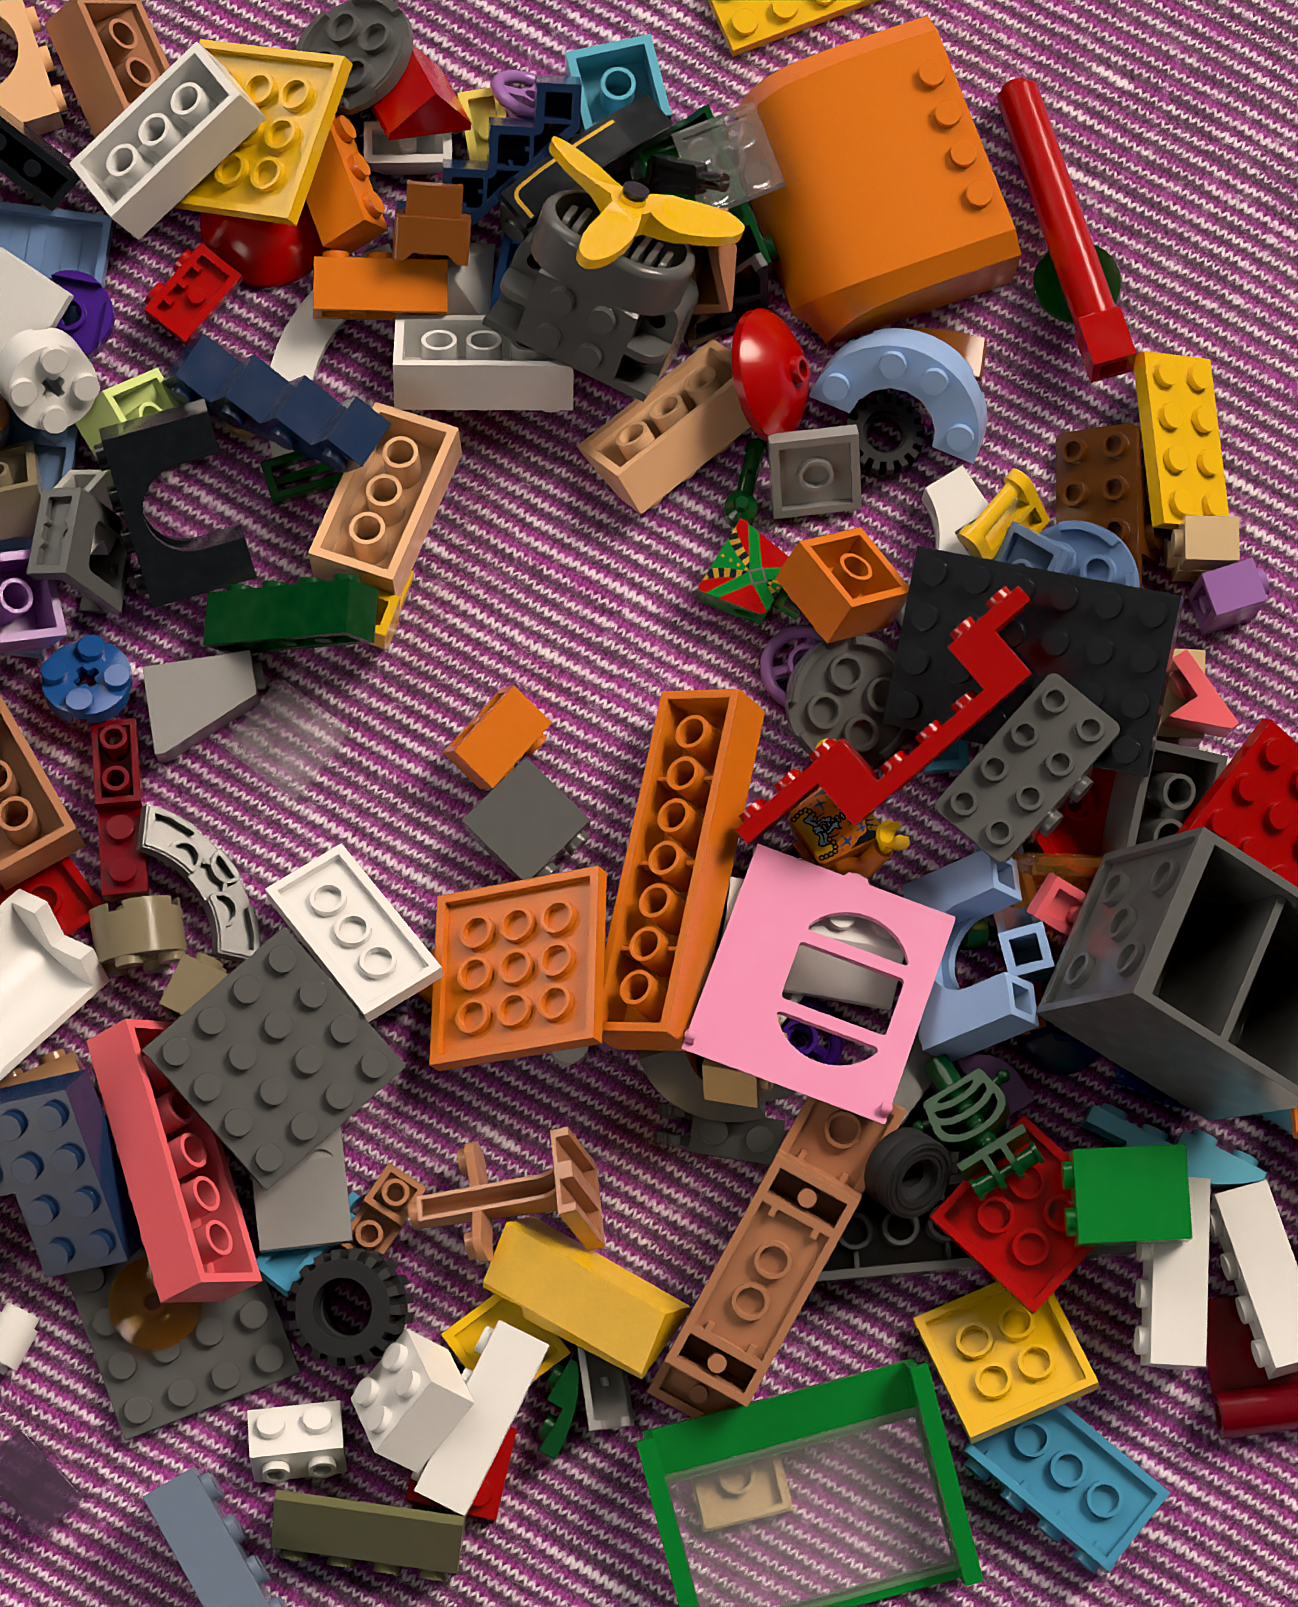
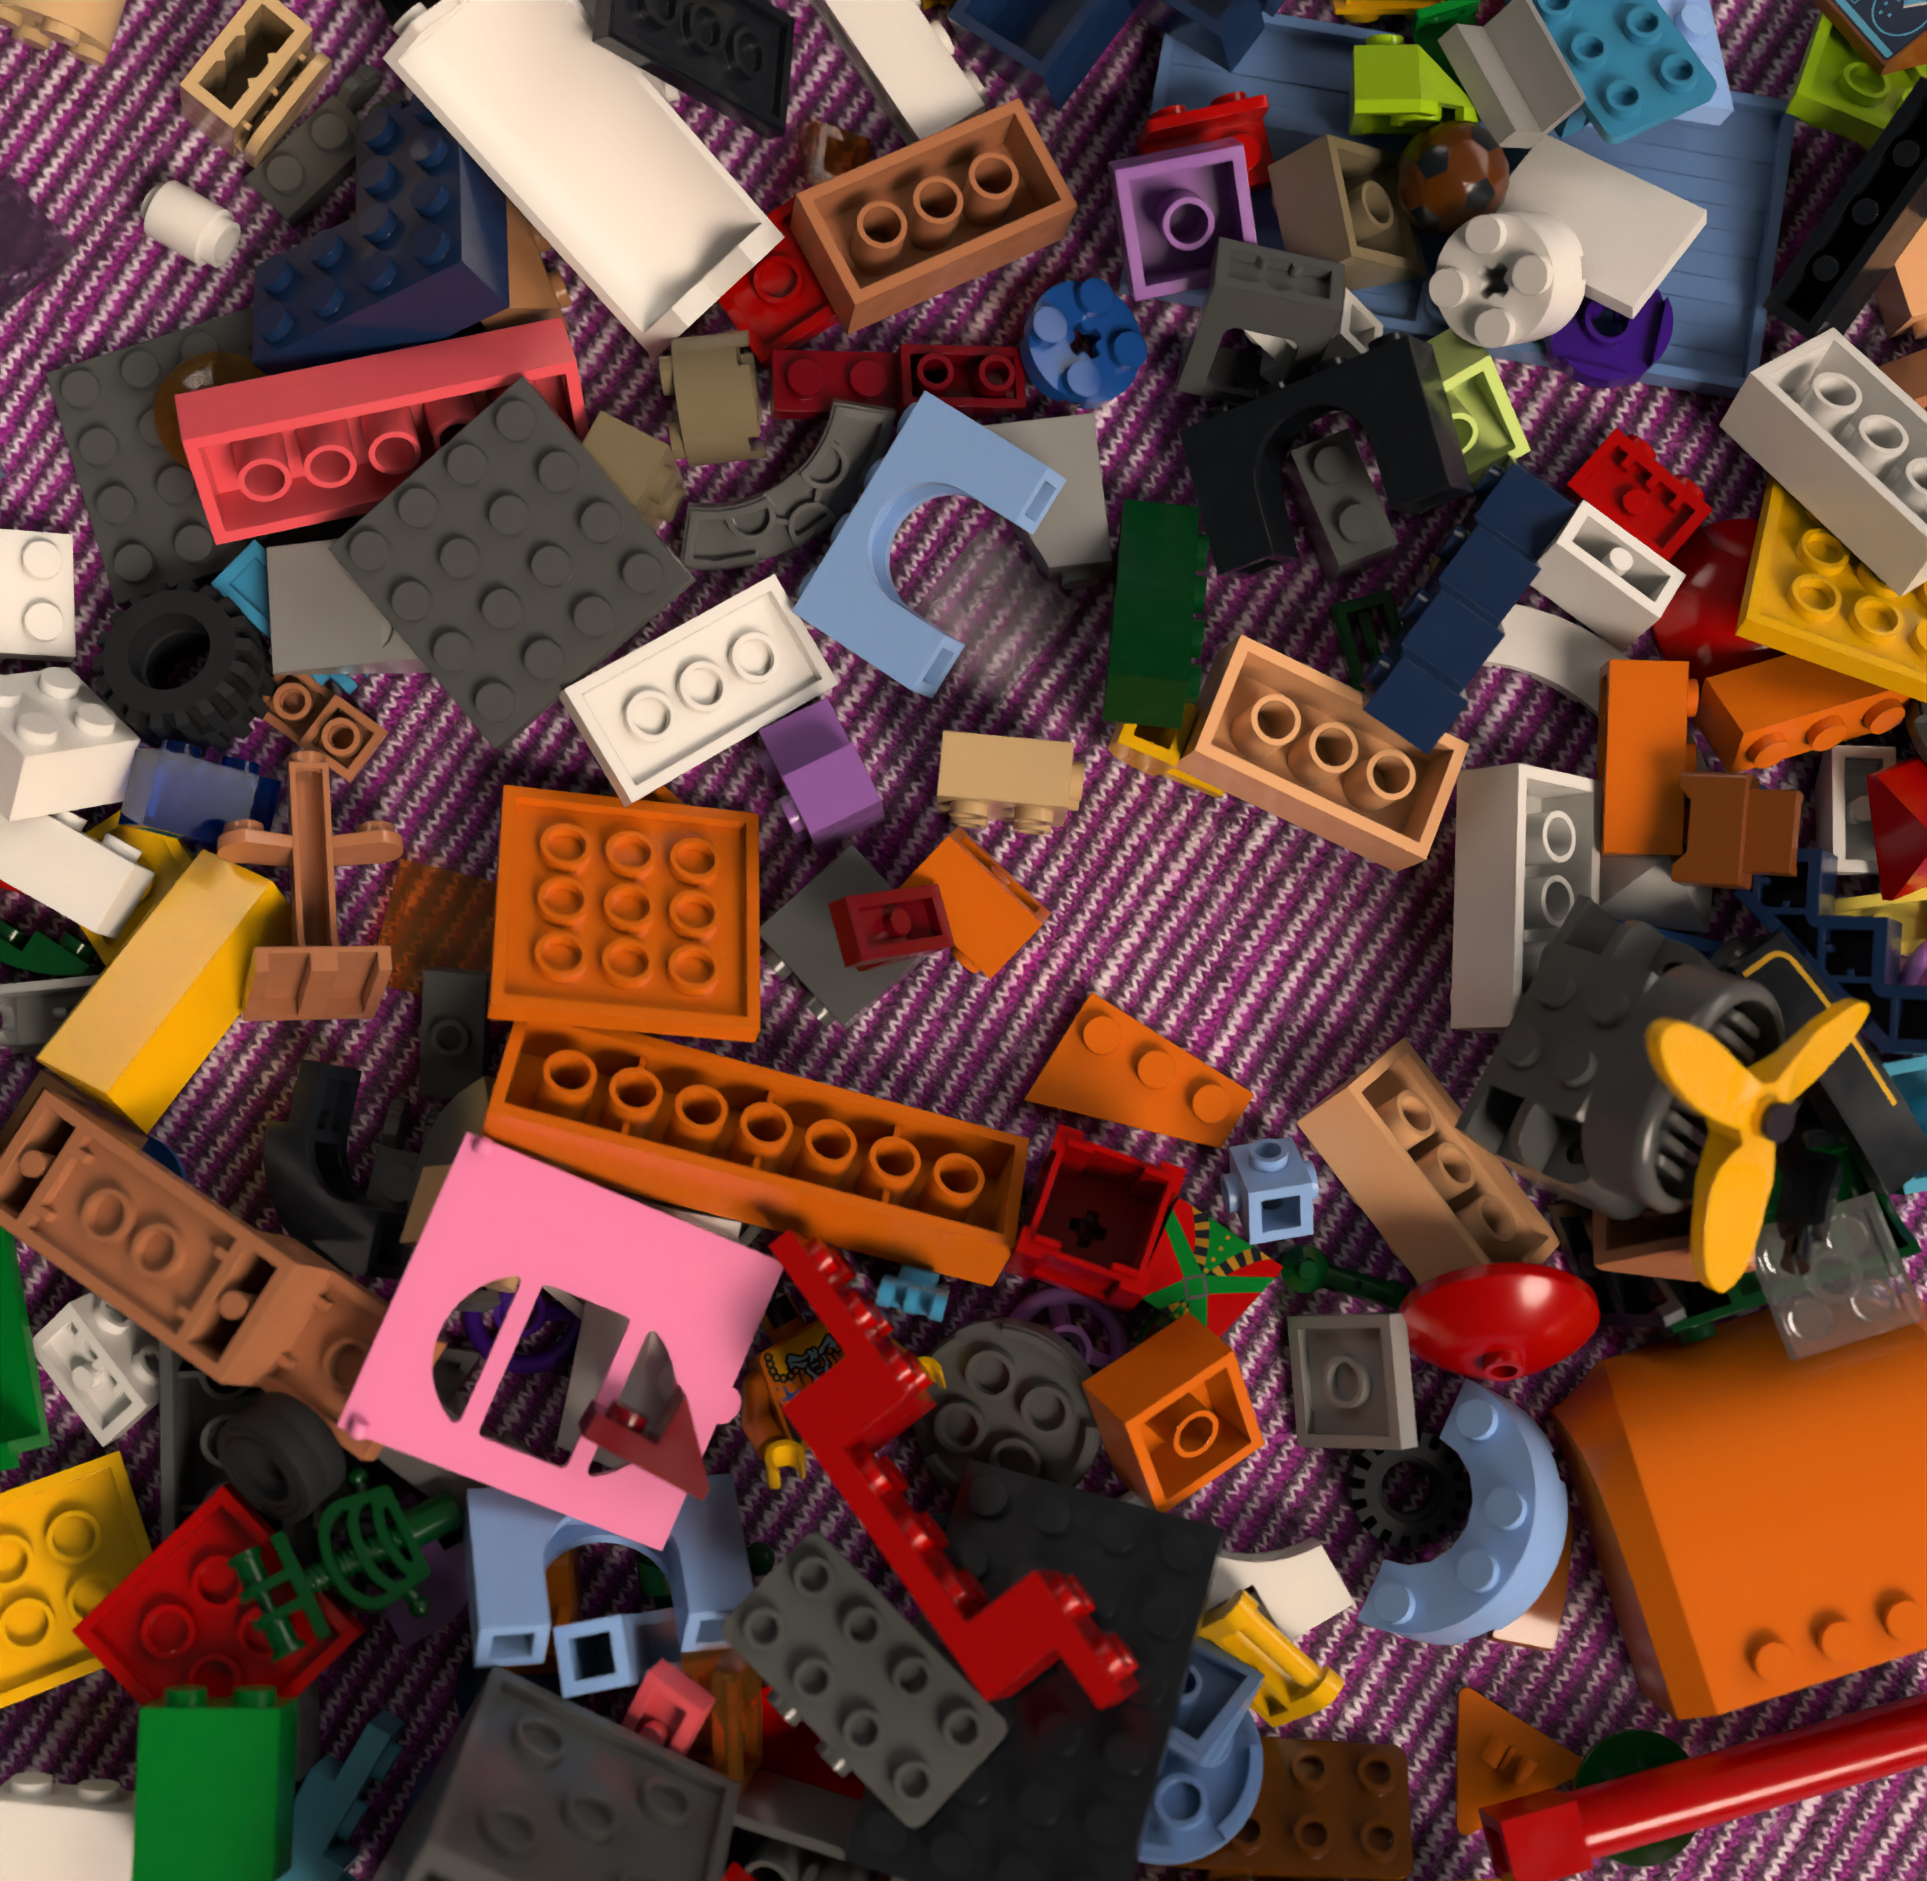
camera: 100 degrees right, 5 degrees up
(203, 497) = (1338, 506): none -> dark grey brick
(251, 312) = (1605, 577): none -> white brick
(279, 831) = (853, 587): none -> light blue arch
(411, 707) = (1007, 781): none -> tan brick
(411, 848) = (823, 774): none -> medium lavender brick
(447, 1288) = (193, 798): none -> clear blue brick
(521, 784) = (890, 926): none -> dark red slope
(528, 1105) = (438, 922): none -> clear orange tile
(605, 1099) = (453, 1030): none -> dark grey plate
(614, 626) = (1136, 1078): none -> orange wing
(688, 529) = (1270, 1190): none -> light blue brick
(704, 622) = (1116, 1189): none -> red container
(724, 1186) = (313, 1182): none -> black arch
(770, 760) = (914, 1292): none -> dark azure hinge
(853, 1332) = (101, 1365): none -> white bracket
(882, 910) = (665, 1451): none -> dark red slope
(1060, 373) = (1501, 1758): none -> orange piece

